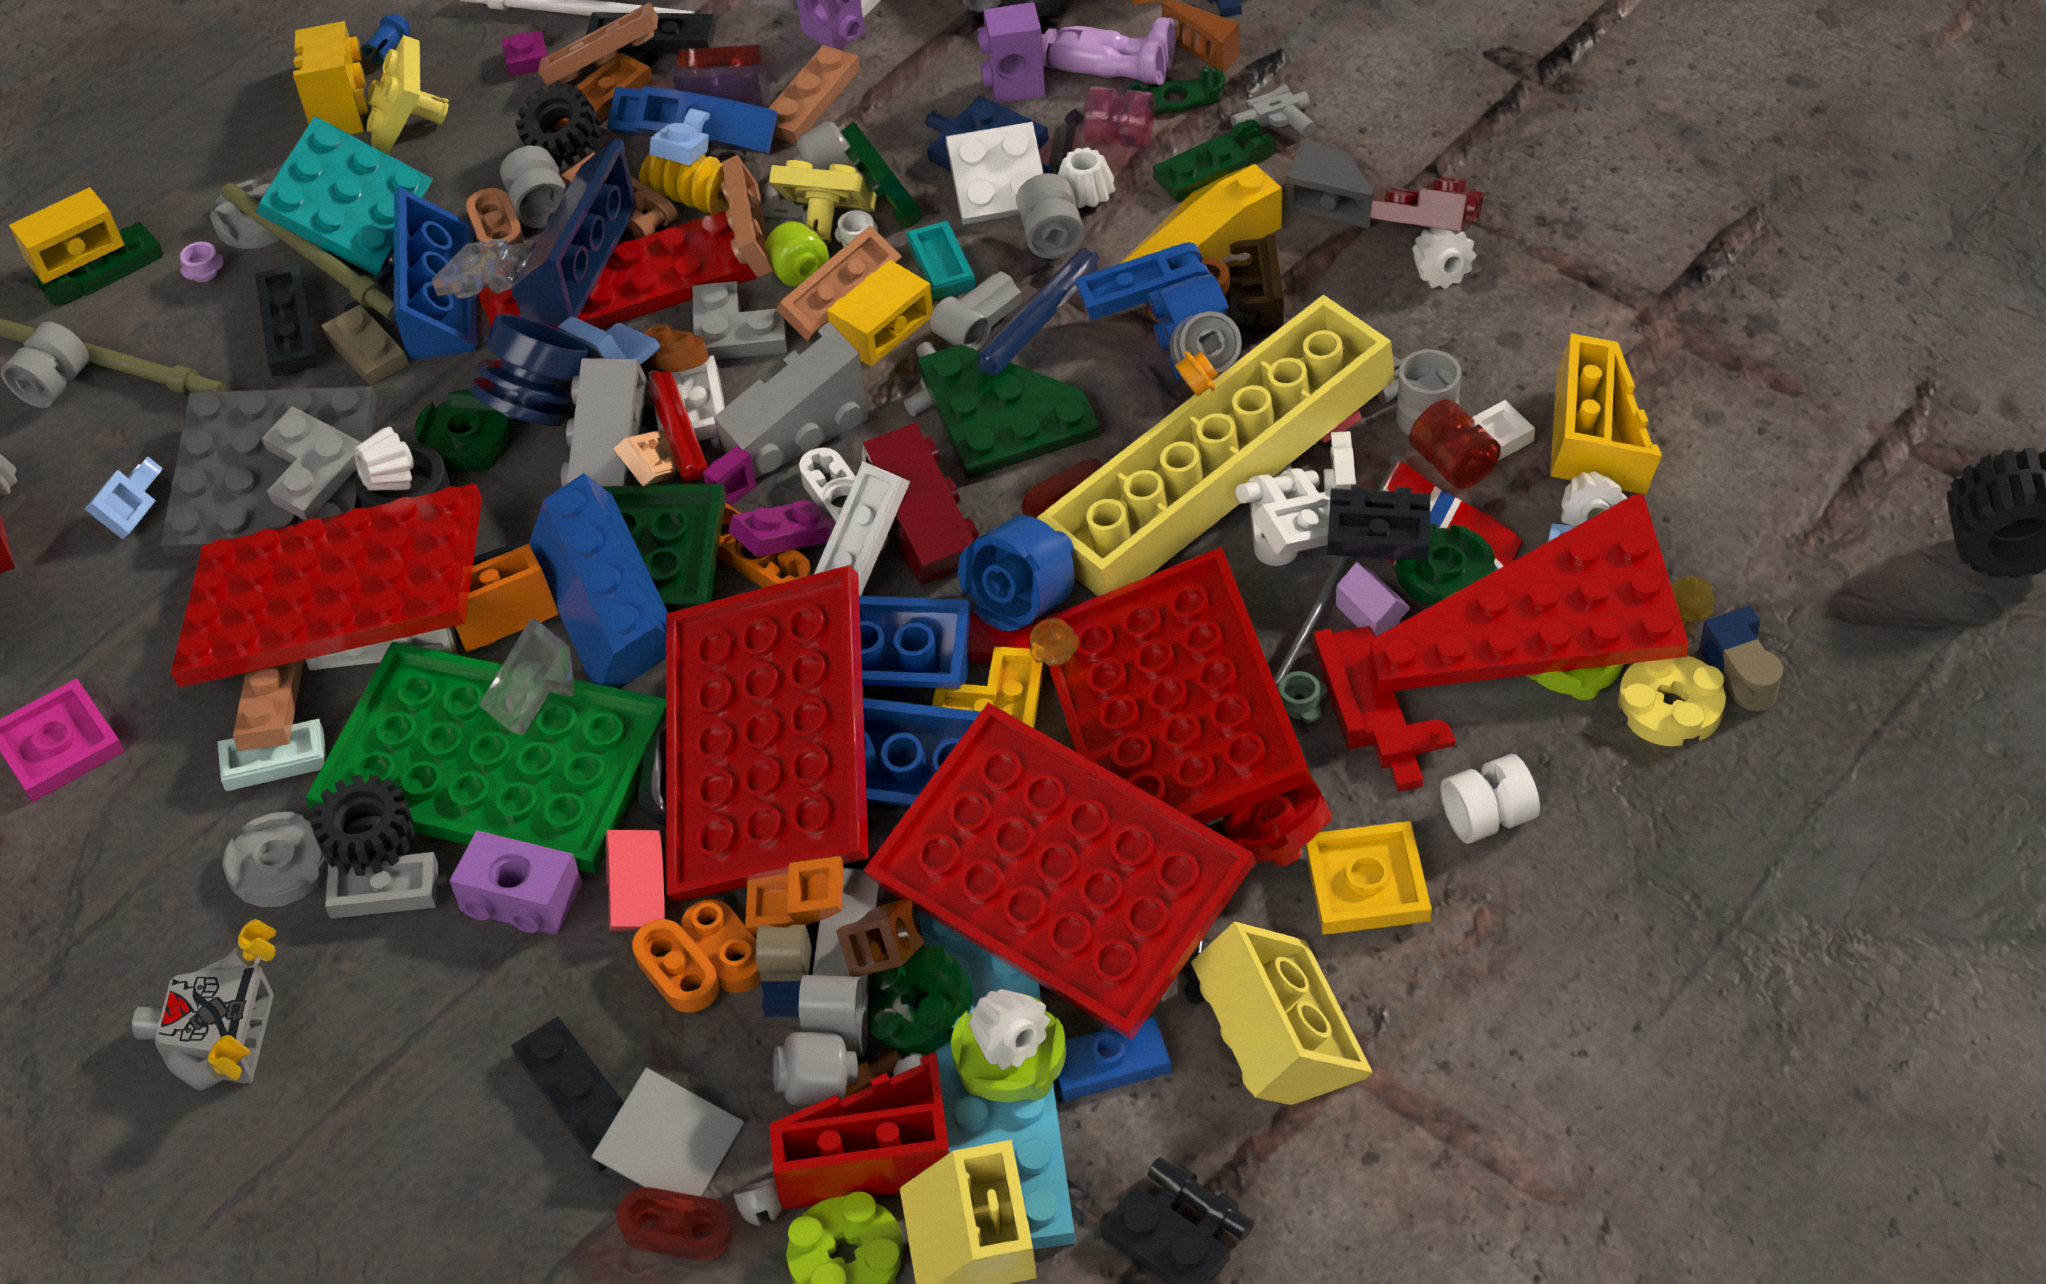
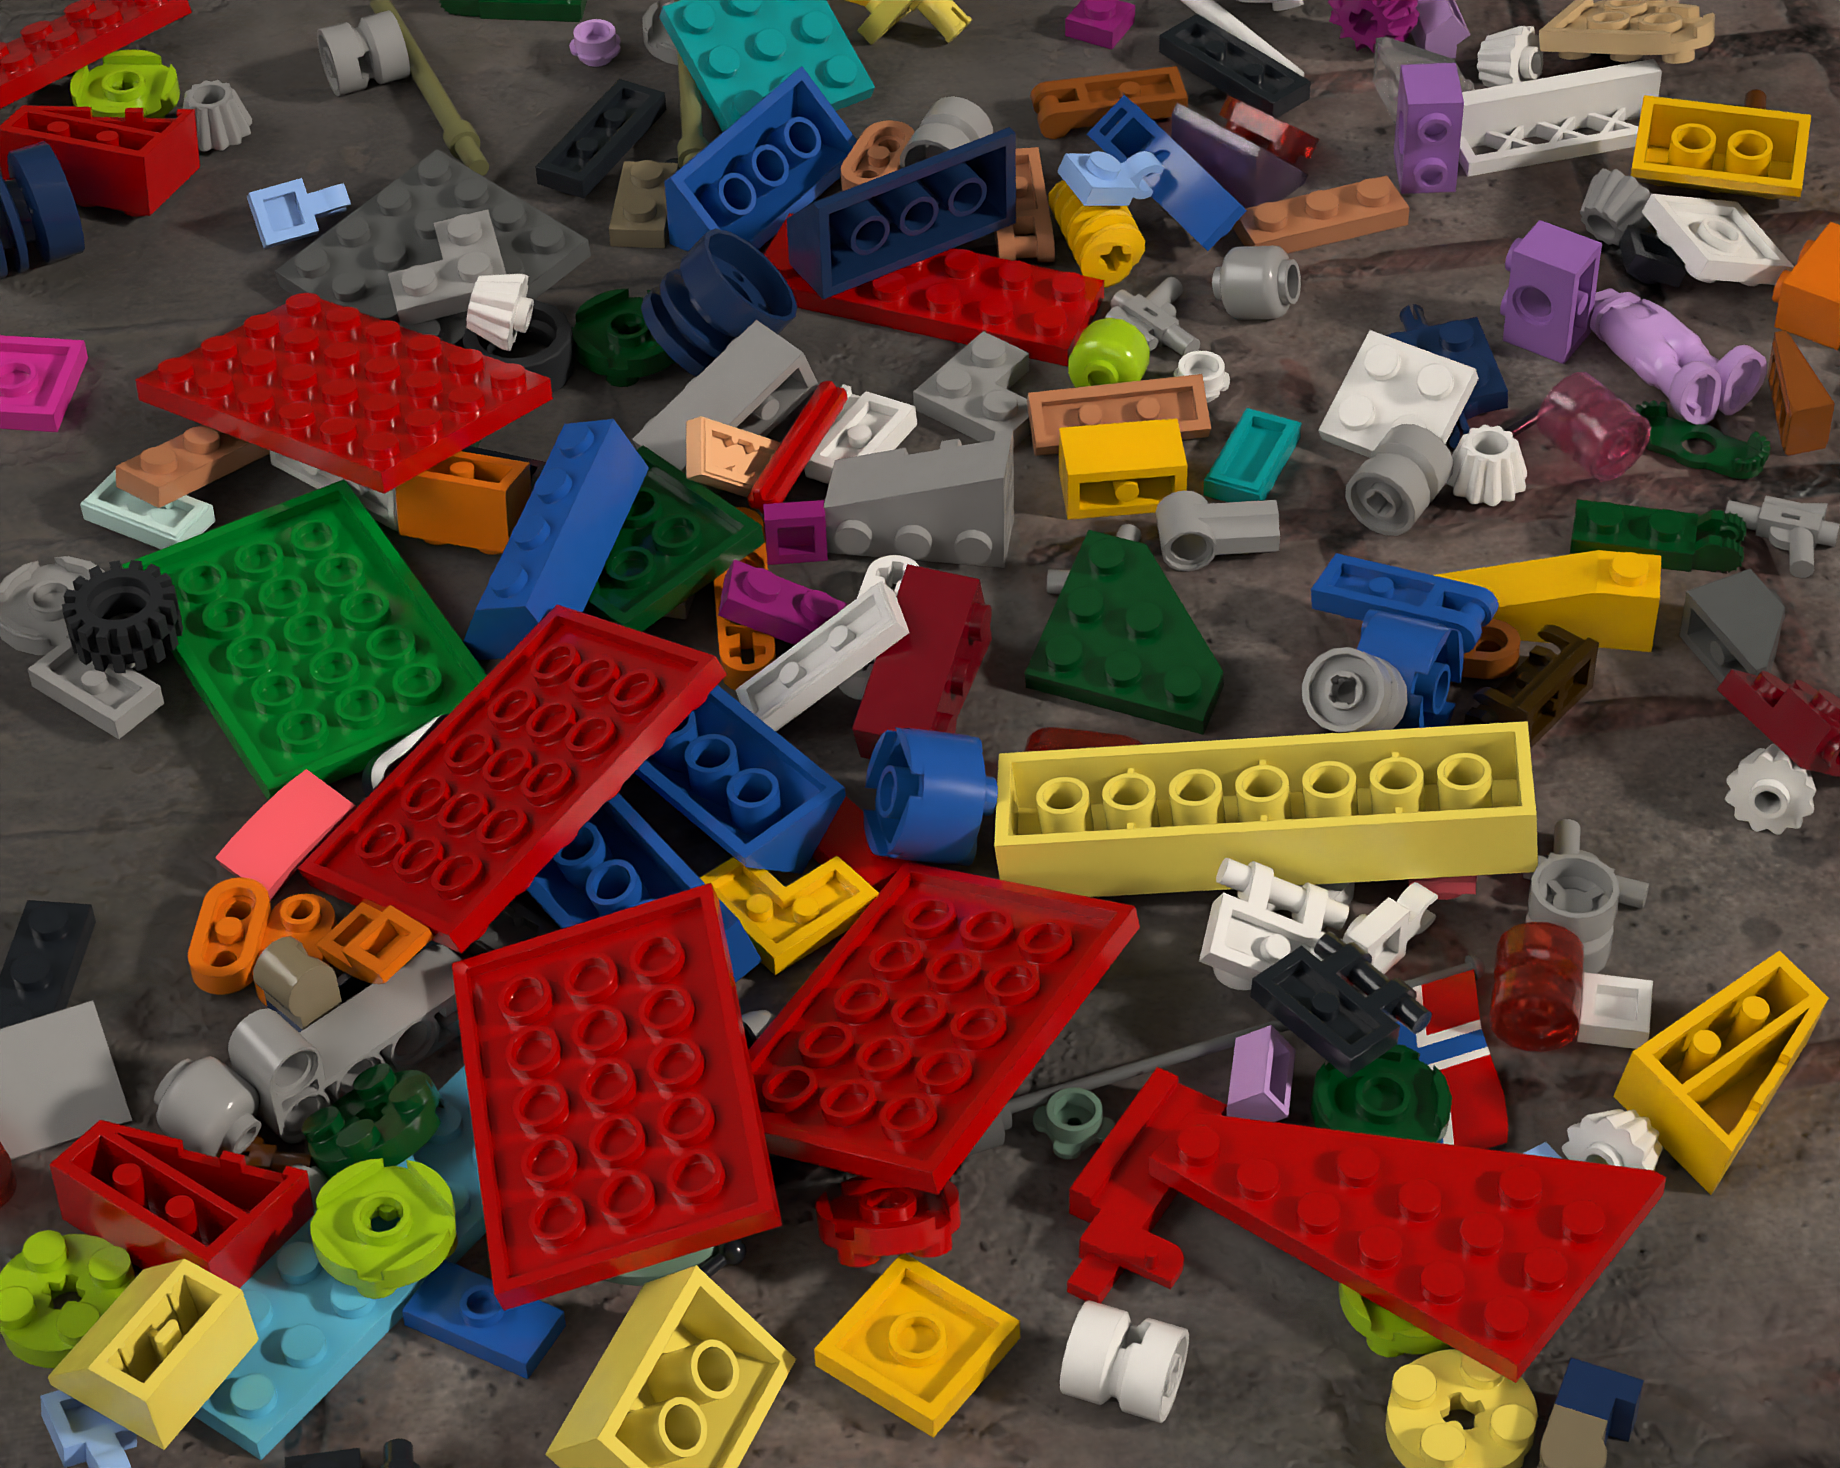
camera: 40 degrees right, 5 degrees down
(482, 264) = (792, 188): clear plate -> none
(516, 883) = (191, 764): medium lavender brick -> none
(532, 670) = (388, 579): clear slope -> none
(549, 109) = (1030, 98): black tyre -> none
(599, 45) = (1159, 48): nougat plate -> none
(615, 343) = (821, 343): medium blue panel -> none
(678, 349) = (886, 376): dark orange plate -> none
(745, 216) = (1095, 289): nougat plate -> none
(758, 1198) = (40, 1196): light grey hinge -> none
(822, 191) = (1198, 313): light yellow plate -> none
(880, 176) = (1272, 330): dark green plate -> none
(880, 939) = (385, 1033): reddish brown leg -> none
(1008, 1027) = (373, 1195): white piece -> none
(1036, 312) = (1258, 563): dark blue axle -> none
(1053, 642) = (881, 886): clear yellow plate -> none
(1197, 372) = (1293, 710): light orange plate -> none
(1693, 598) = (1609, 1319): clear yellow plate -> none

